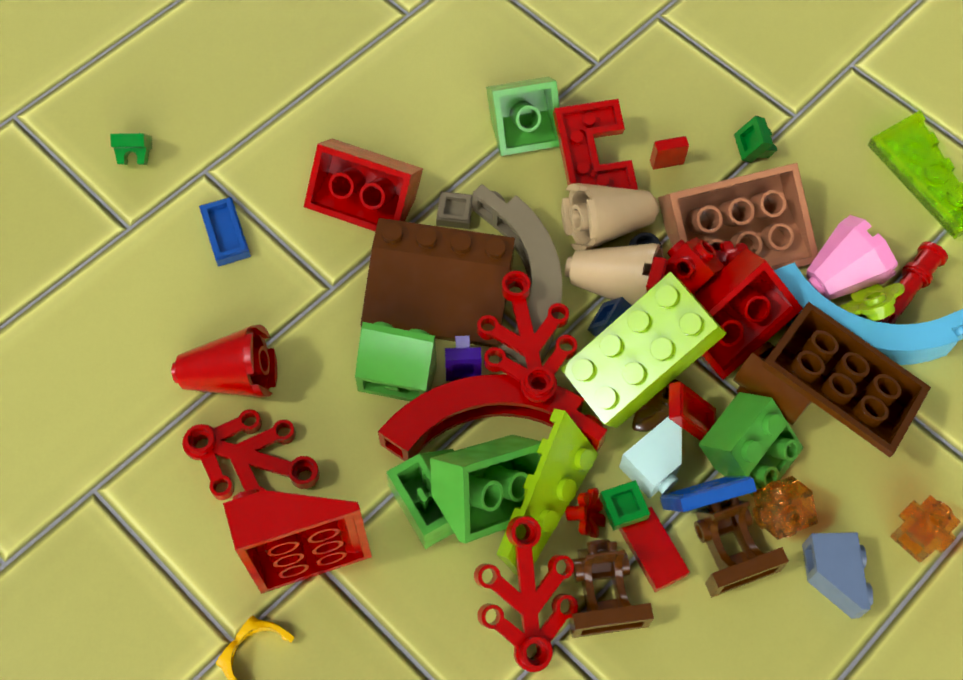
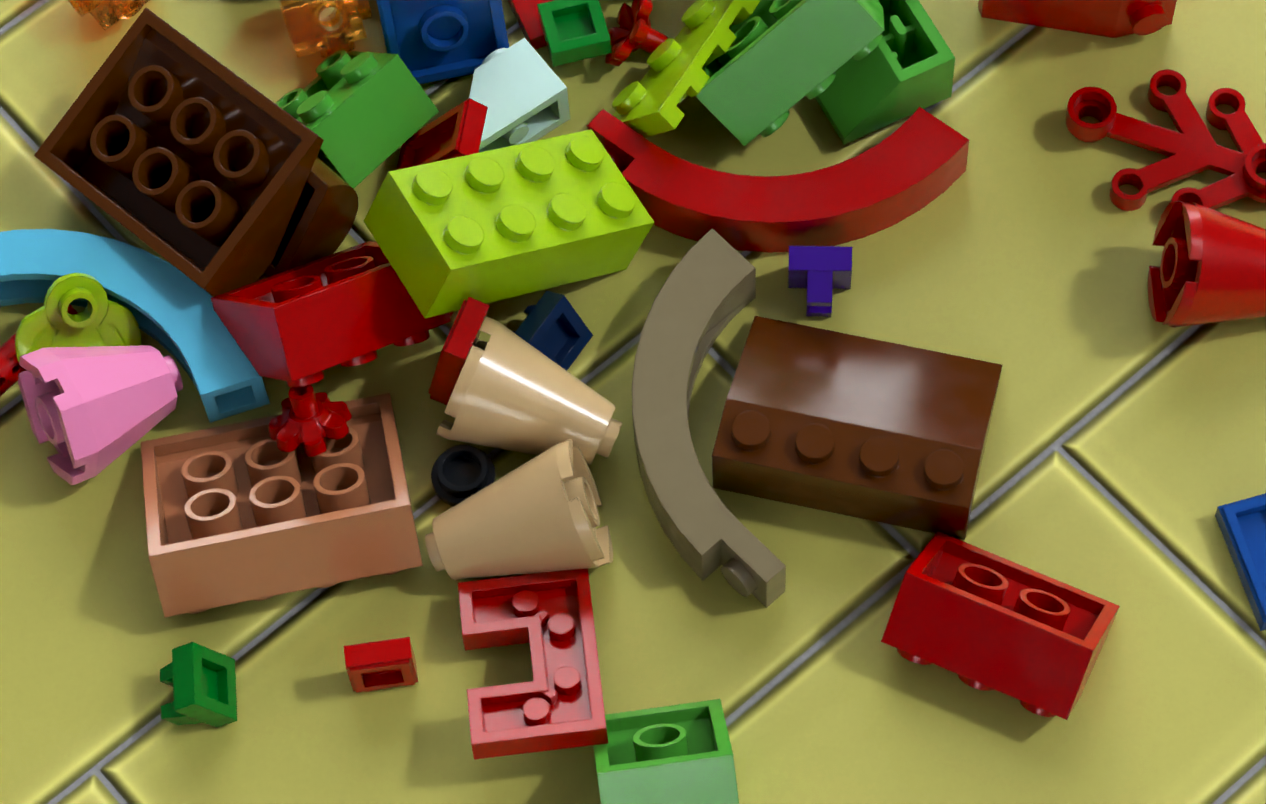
camera: 170 degrees left, 0 degrees up
(395, 361) = (935, 262): bright green slope -> none
(454, 210) = (820, 582): dark tan tile -> none
(527, 342) = (705, 255): red plant -> none
(694, 263) = (389, 382): red brick -> none

